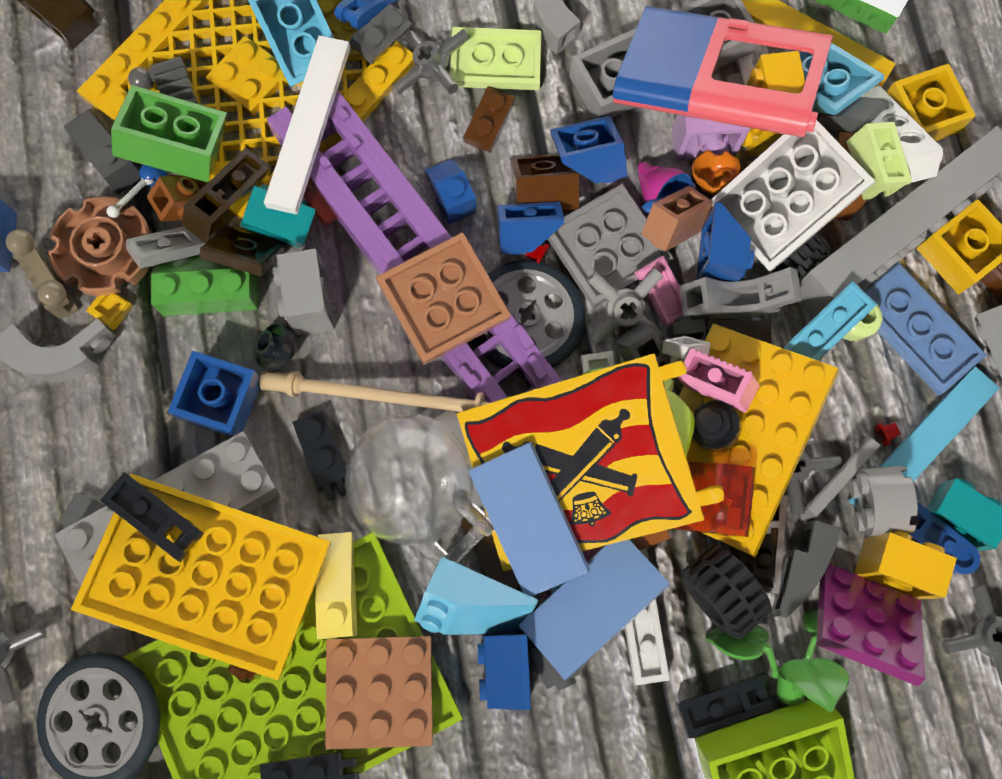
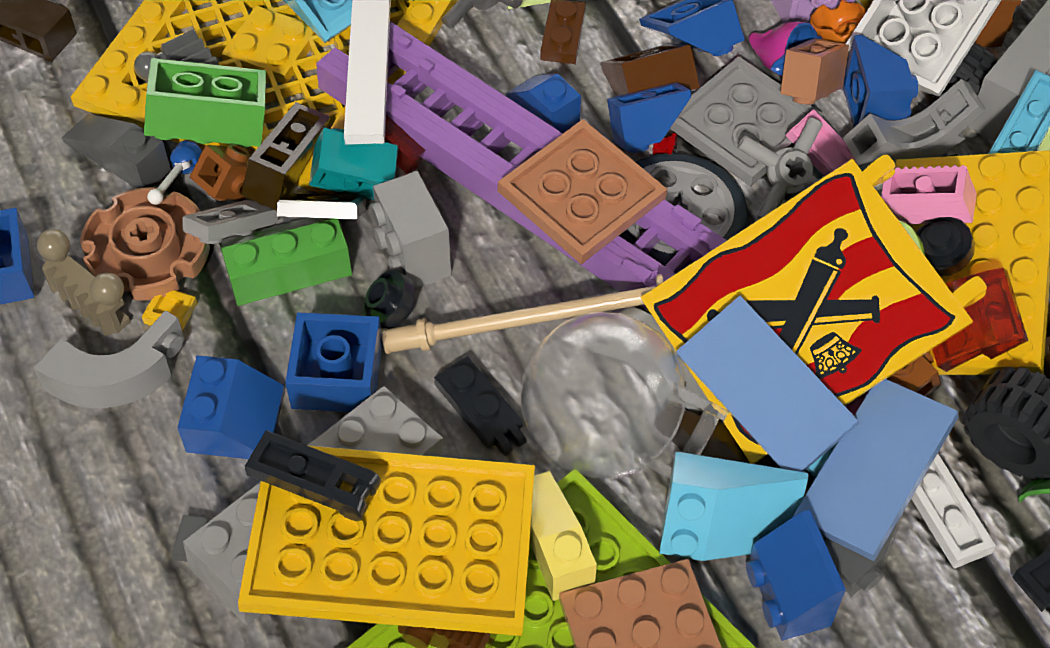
camera: 10 degrees left, 20 degrees down
(129, 413) = (228, 408): none -> blue slope

